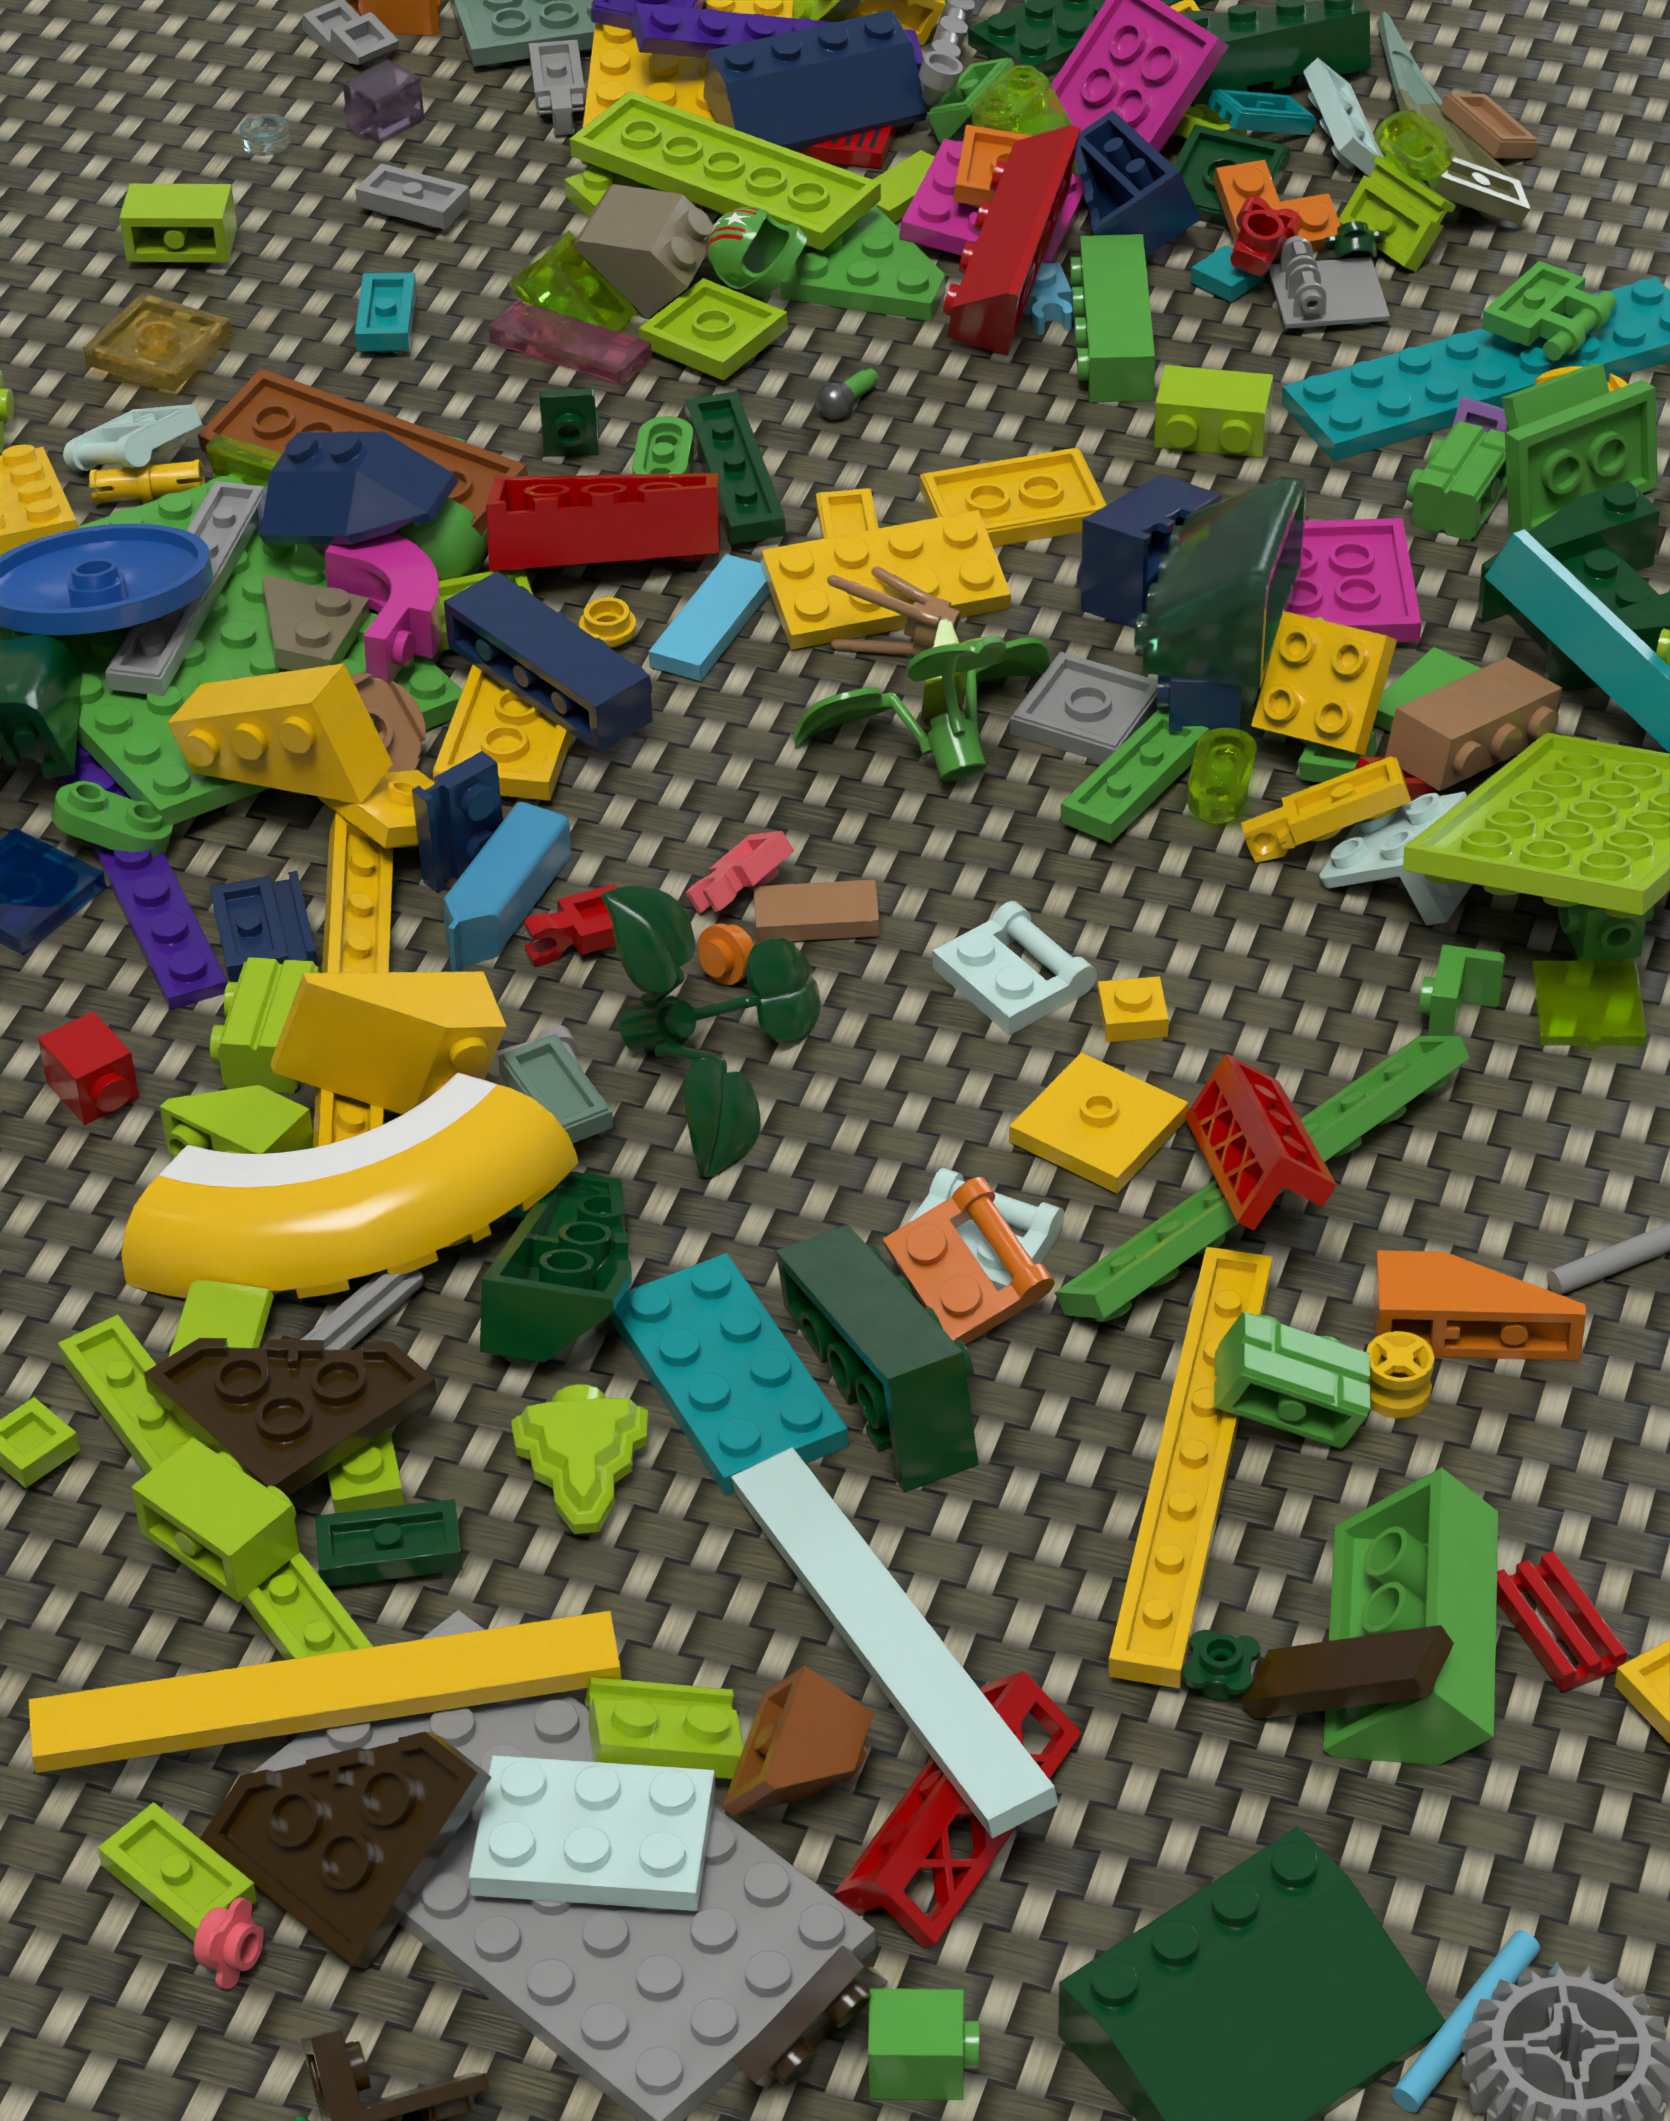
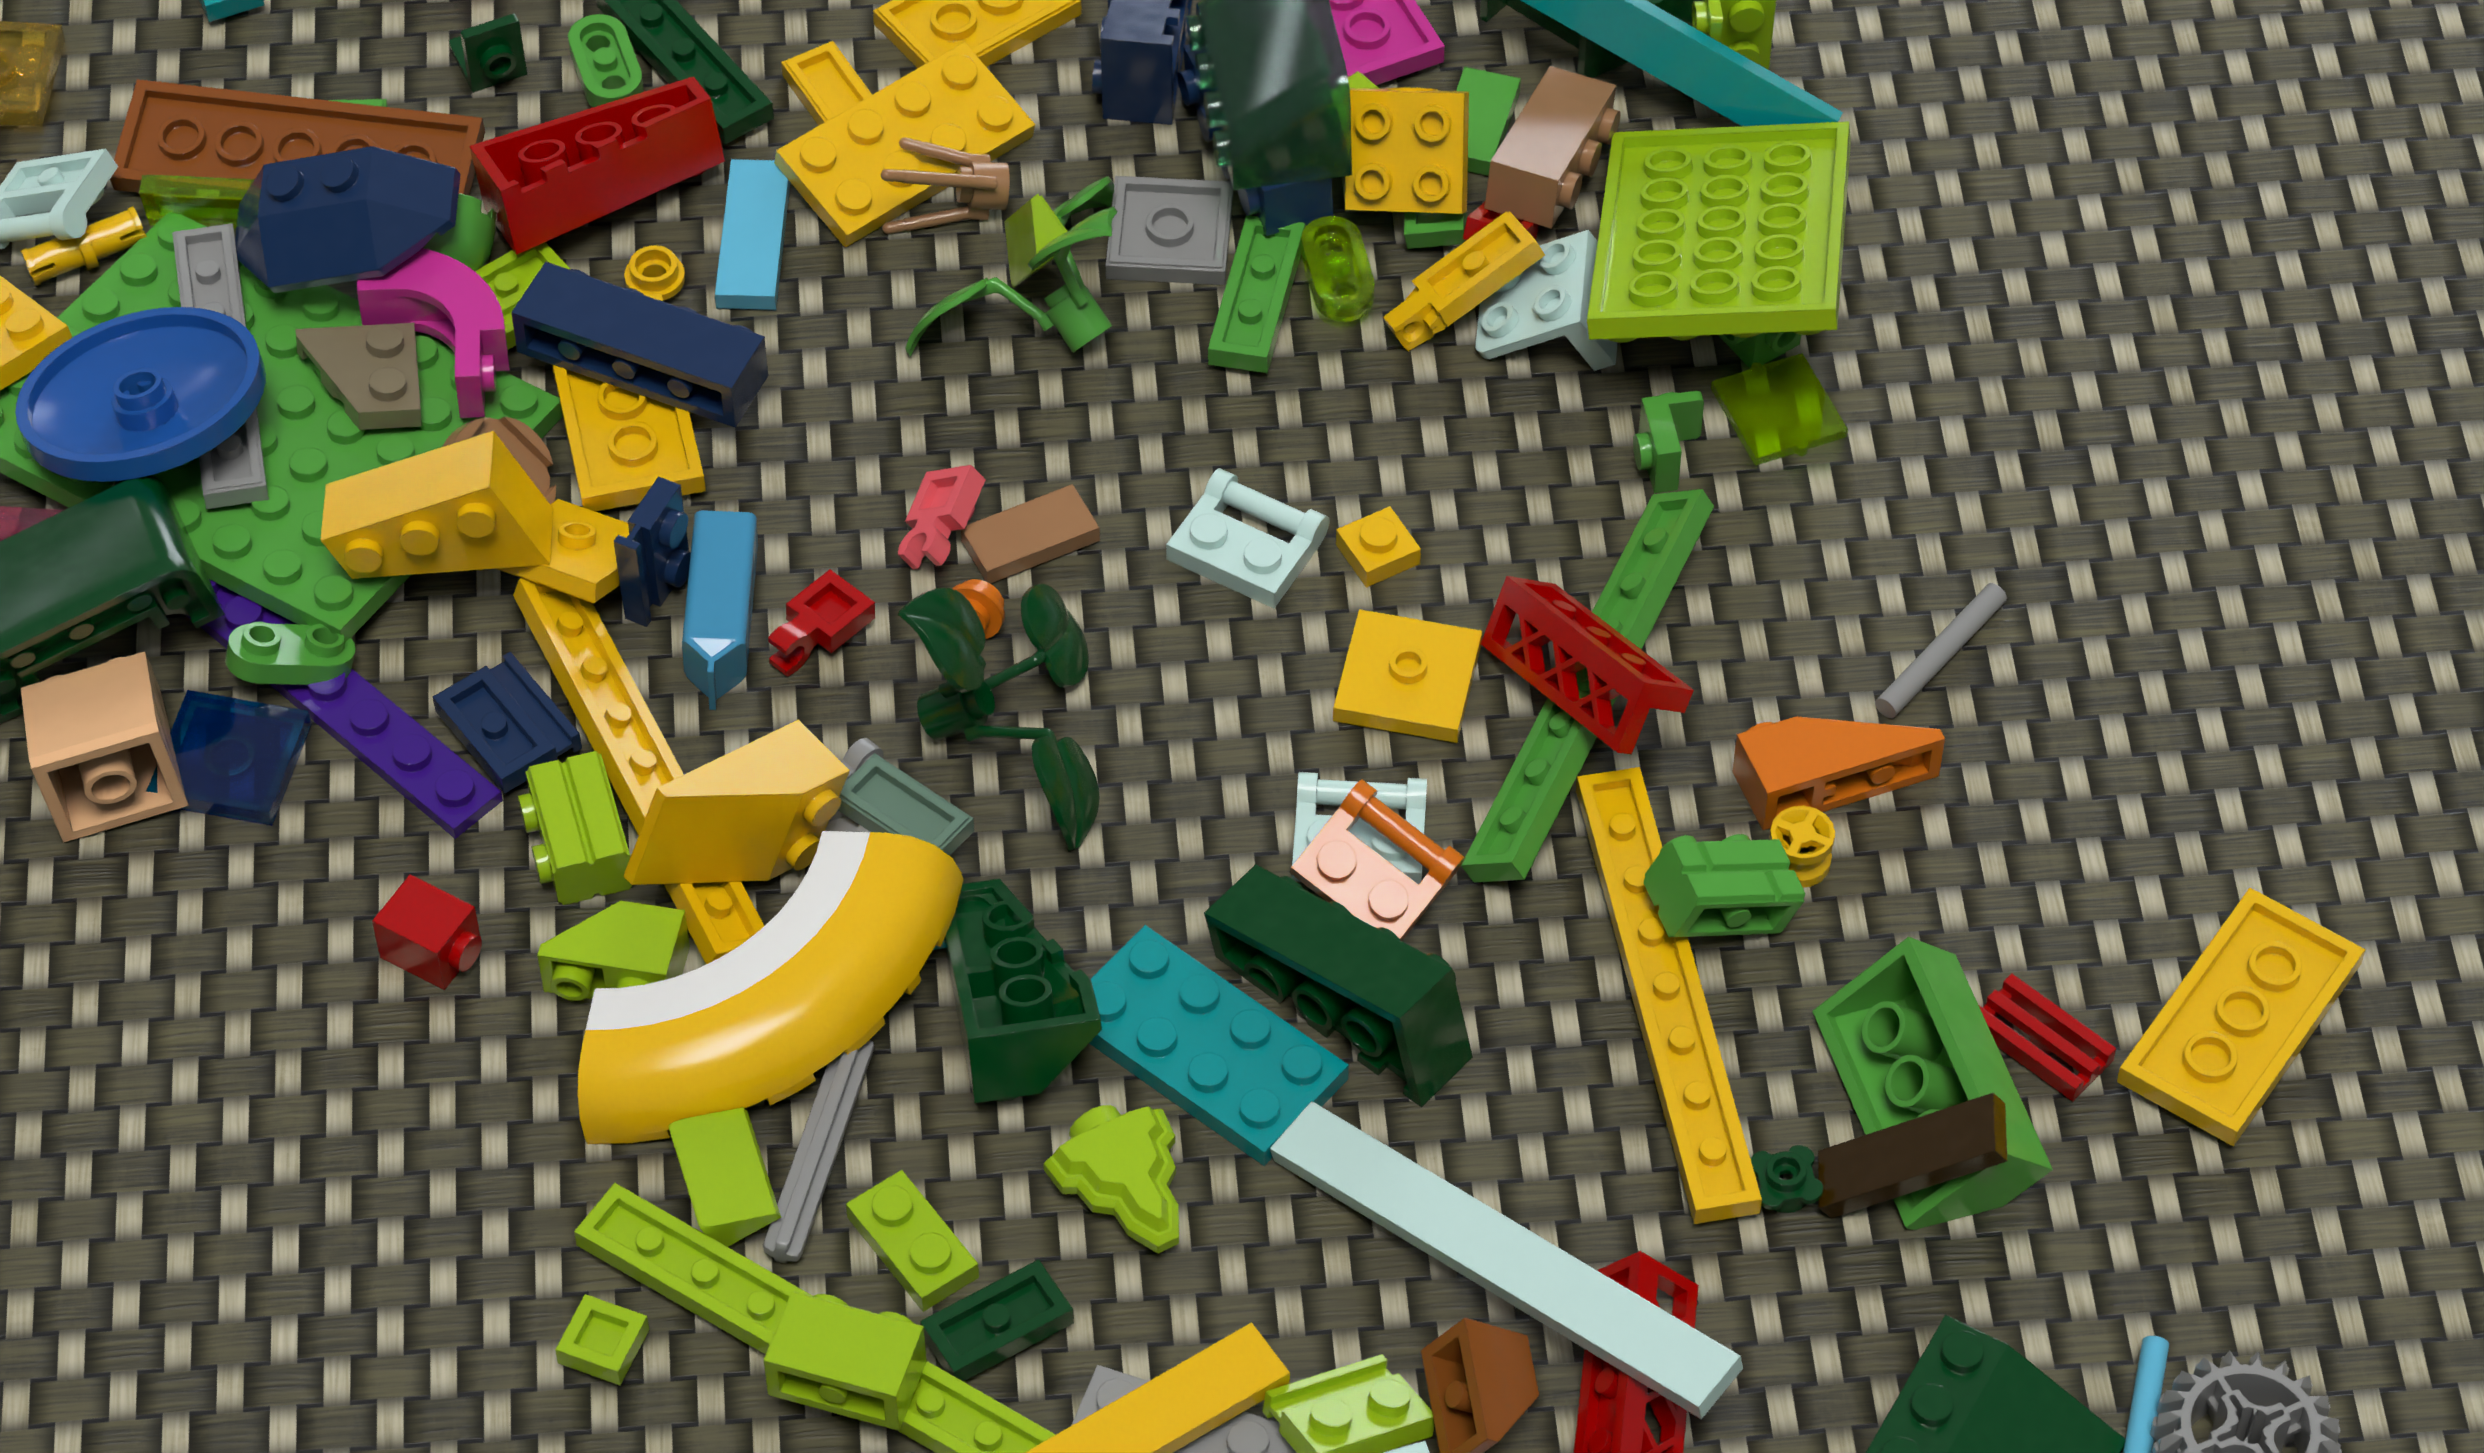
camera: 25 degrees left, 10 degrees up
(289, 1405) = (840, 1219): dark brown plate -> none

